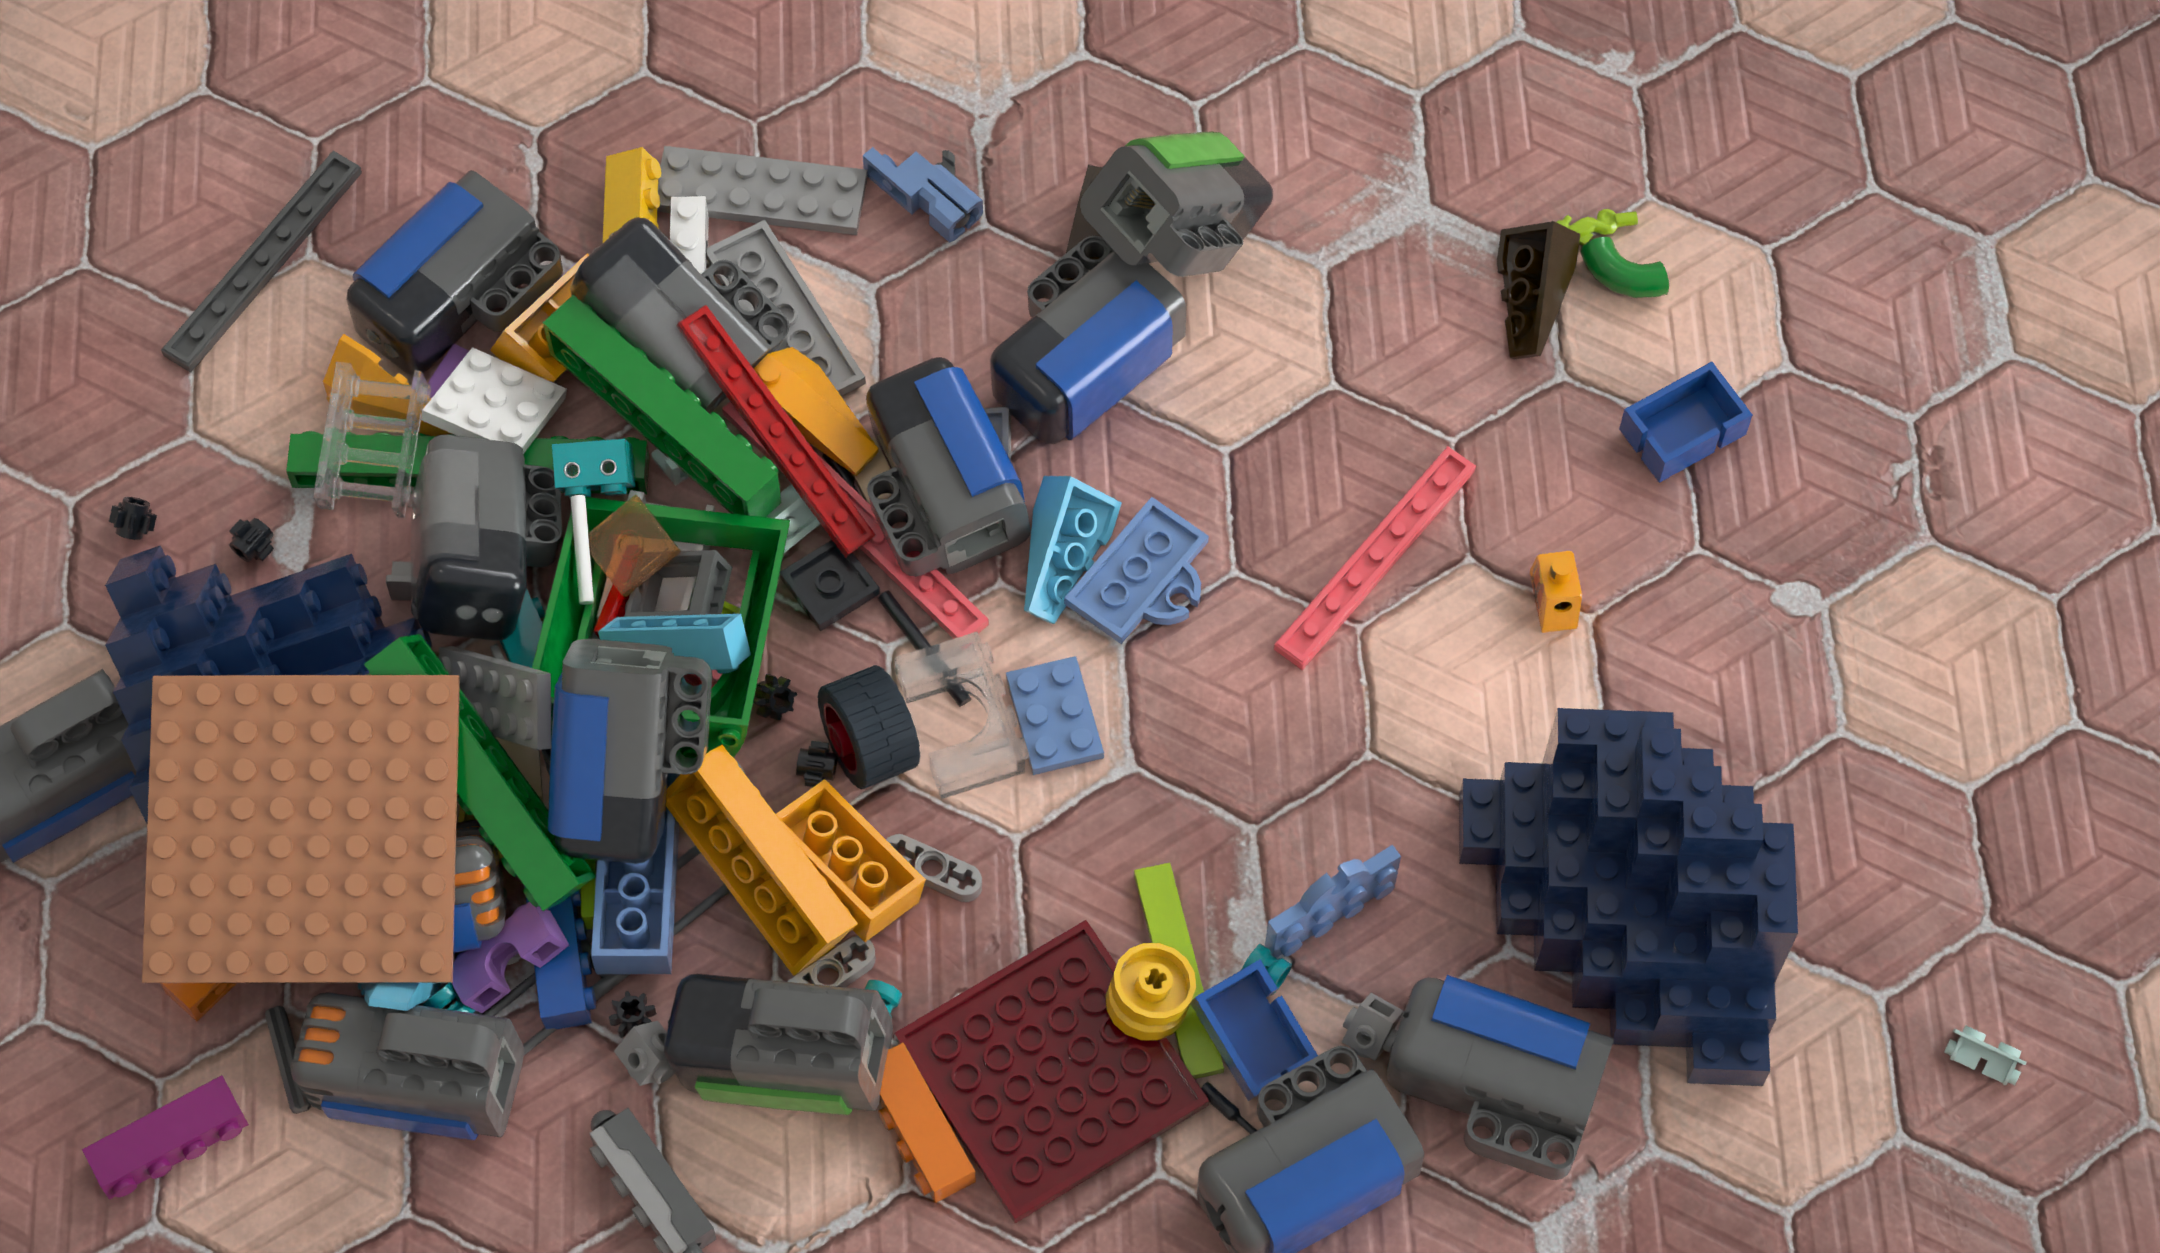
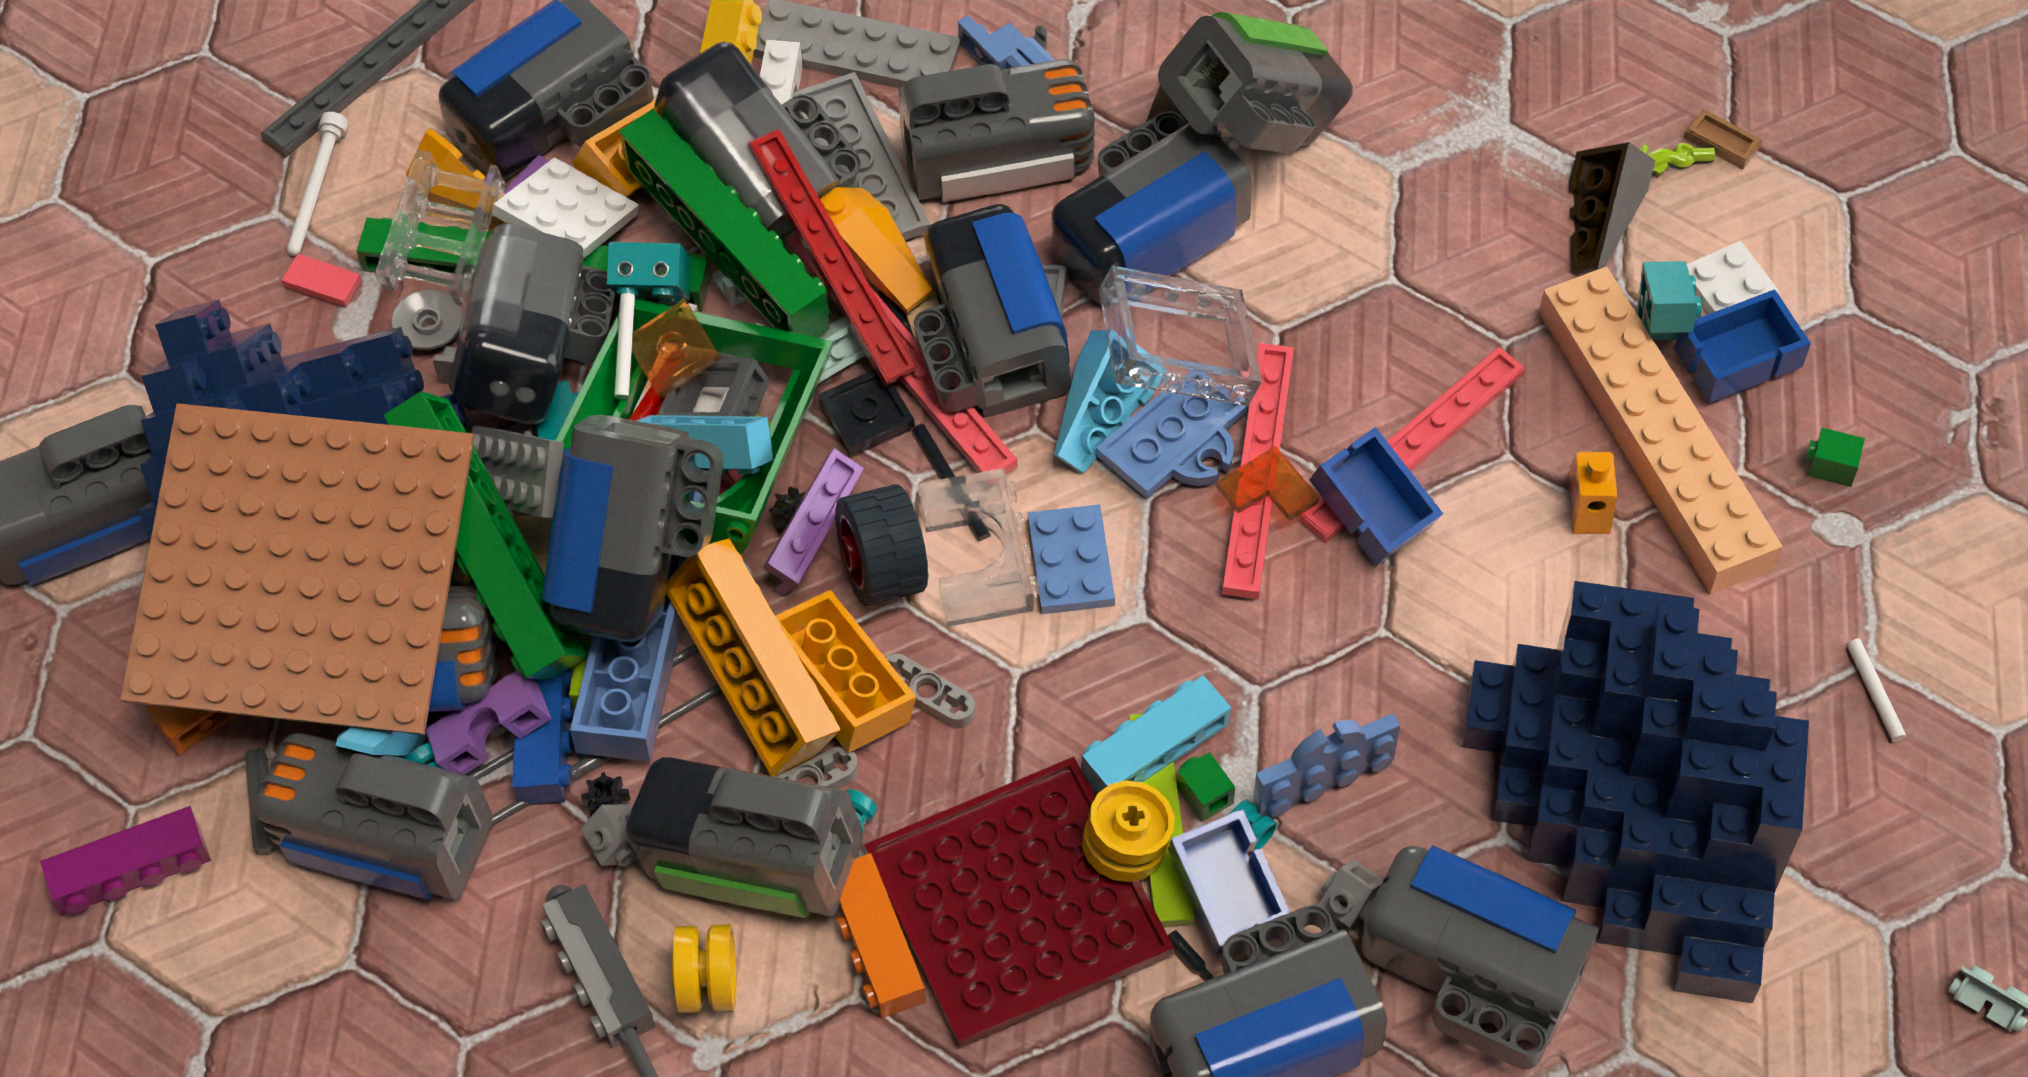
camera: 10 degrees right, 5 degrees down
(132, 518) = (204, 280): black gear -> none
(234, 337) = (331, 128): none -> white piece
(250, 501) = (321, 280): none -> coral tile
(251, 539) = (313, 311): black gear -> none
(368, 522) = (428, 308): none -> light grey dish
(758, 1178) = (700, 968): none -> yellow wheel
(795, 707) = (811, 520): none -> medium lavender fence
(816, 763) = (826, 576): black gear -> none
(920, 272) = (996, 128): none -> dark grey piece
(1143, 431) = (1187, 298): none -> clear window
(1165, 892) = (1157, 737): none -> medium azure brick
(1217, 934) = (1205, 786): none -> green brick
(1227, 603) = (1262, 433): none -> coral plate
(1240, 610) = (1271, 477): none -> clear orange tile
(1347, 620) = (1375, 496): none -> blue piece
(1608, 384) = (1668, 299): none -> teal brick
(1613, 517) = (1660, 430): none -> light nougat brick
(1622, 275) = (1693, 204): green cylinder -> none
(1648, 200) = (1727, 139): none -> medium nougat tile
(1664, 351) = (1728, 277): none -> white plate
(1786, 526) = (1835, 456): none -> green brick
(1848, 760) = (1876, 690): none -> white bar

